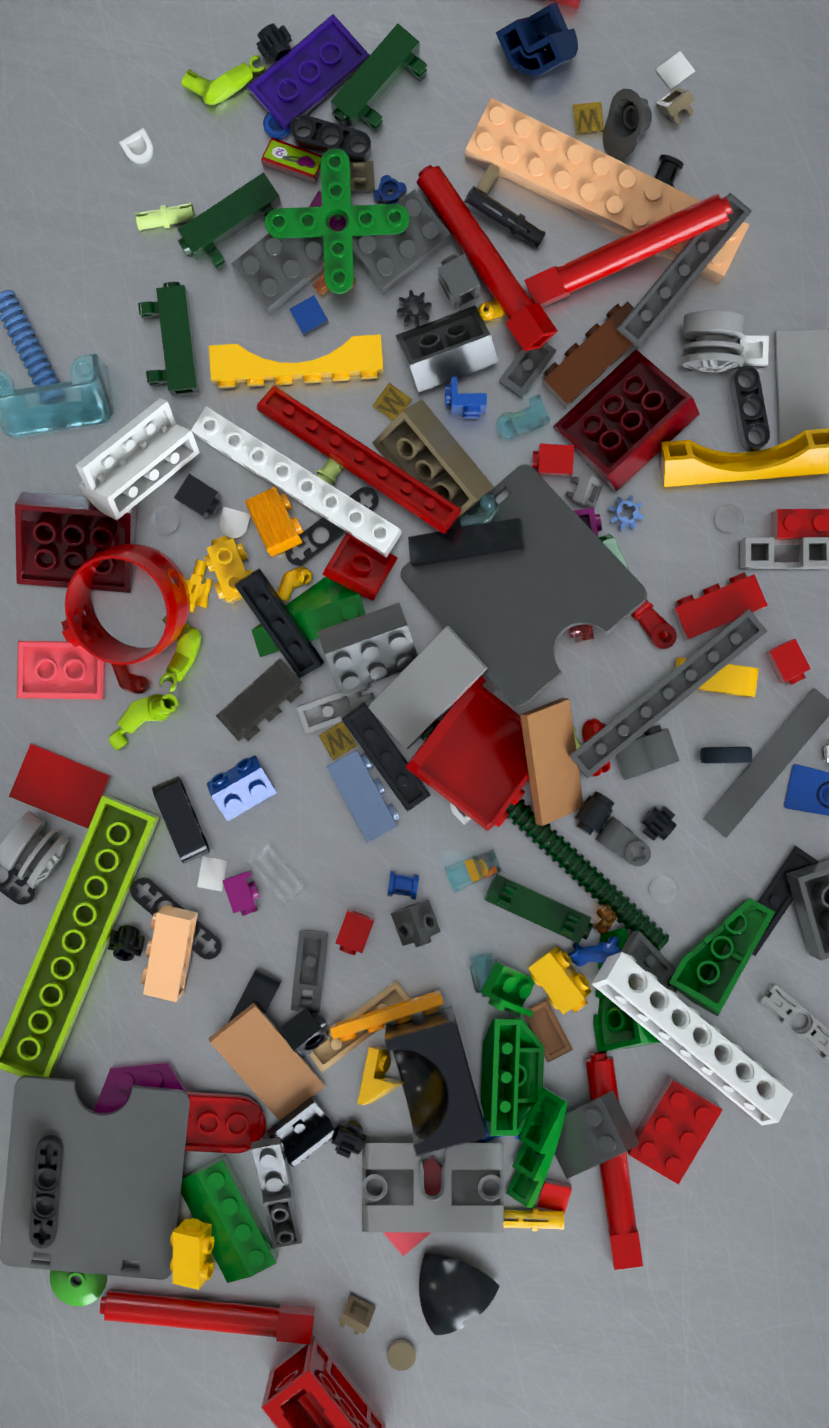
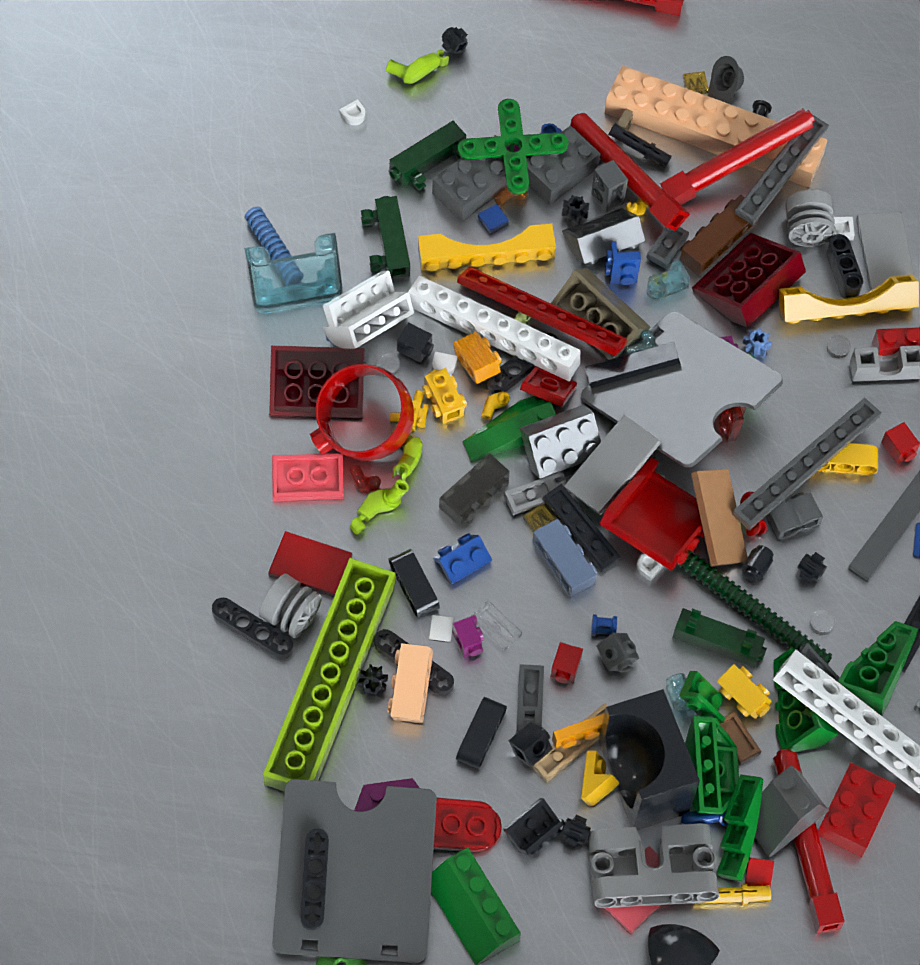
camera: 10 degrees left, 25 degrees down
(165, 216) = (376, 156): yellowish green pin -> none
(192, 1253) = (444, 931): yellow brick -> none
(266, 1061) = (500, 767): medium nougat tile -> none
(273, 129) = (459, 95): blue tile -> none
(276, 1192) = (515, 877): dark grey slope -> none
(279, 623) = (487, 426): black tile -> none
(292, 160) = (473, 118): slope -> none
(309, 72) = (481, 60): dark purple tile -> none
(321, 129) = (492, 94): black beam -> none
(362, 177) = (529, 123): dark tan tile -> none
(375, 76) = (532, 59): dark green brick -> none
(392, 402) = (560, 274): clear yellow tile -> none
(472, 870) = (659, 612): clear light blue leg -> none
(538, 41) = (654, 31): dark blue brick -> none
(554, 460) = (696, 307): red brick -> none
(586, 492) = (723, 325): light grey tile -> none
(598, 953) = (768, 669): blue piece -> none
(607, 917) = (776, 644): clear orange arm -> none
(620, 840) = (784, 584): dark grey piece -> none
(656, 628) = (790, 425): red piece -> none
(675, 70) = (757, 51): white sticker -> none
(675, 102) = (760, 69): dark tan tile -> none
(718, 605) = (826, 410): red brick -> none
(726, 754) = (860, 511): black bush -> none

